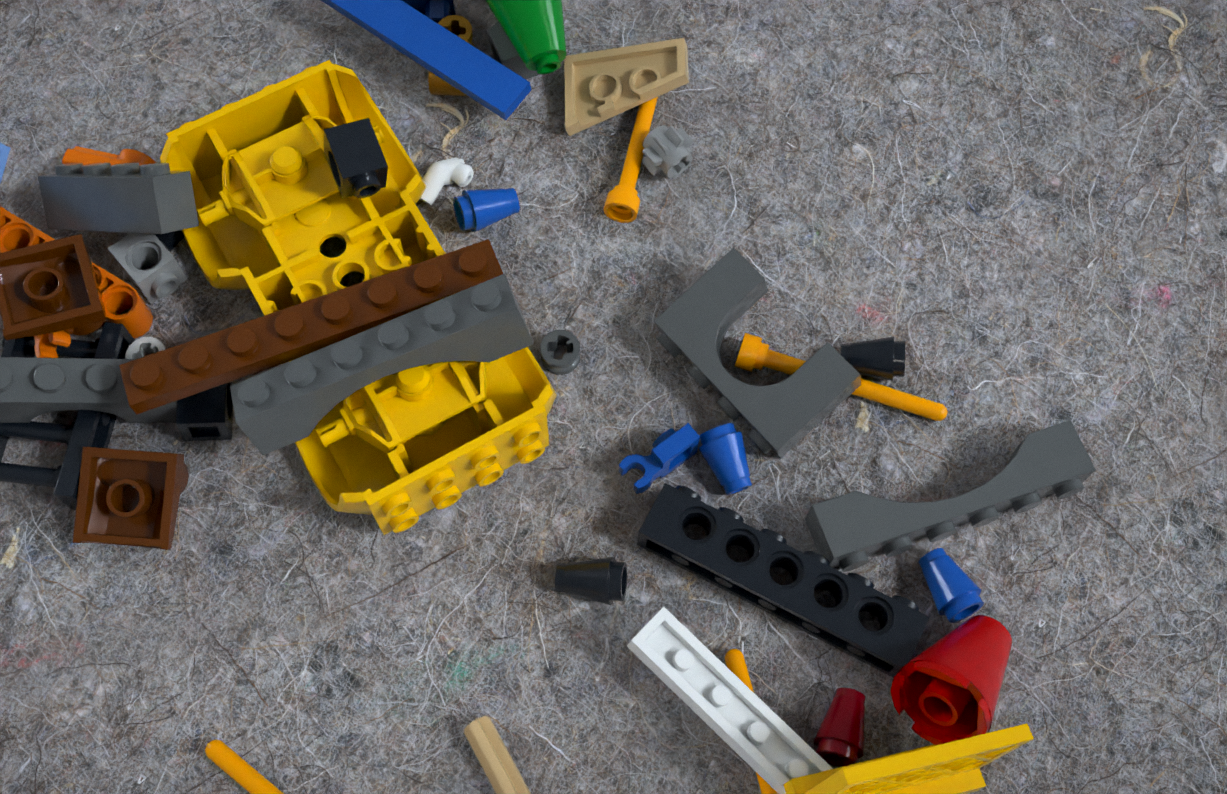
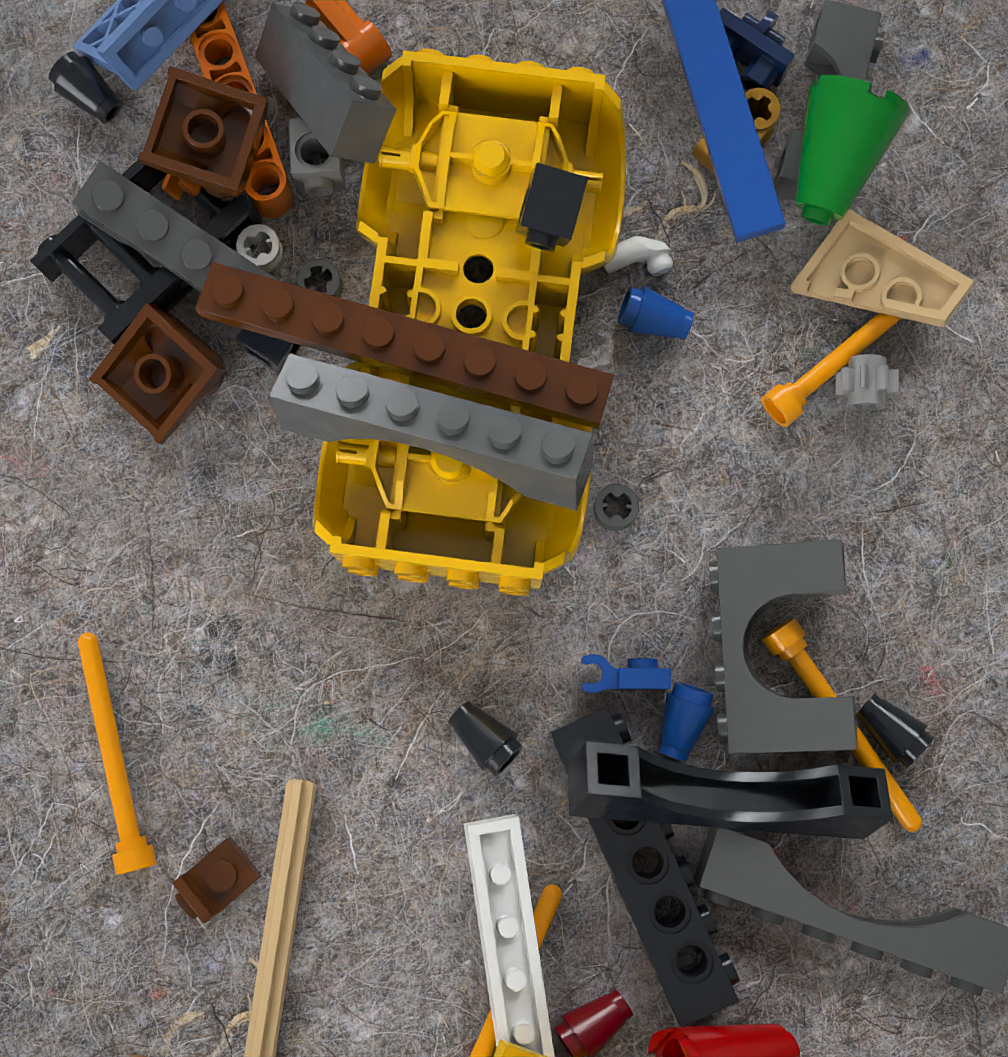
camera: 40 degrees right, 15 degrees up
(728, 513) = (643, 787): none -> black arch
(950, 586) = (785, 982): blue cone -> none

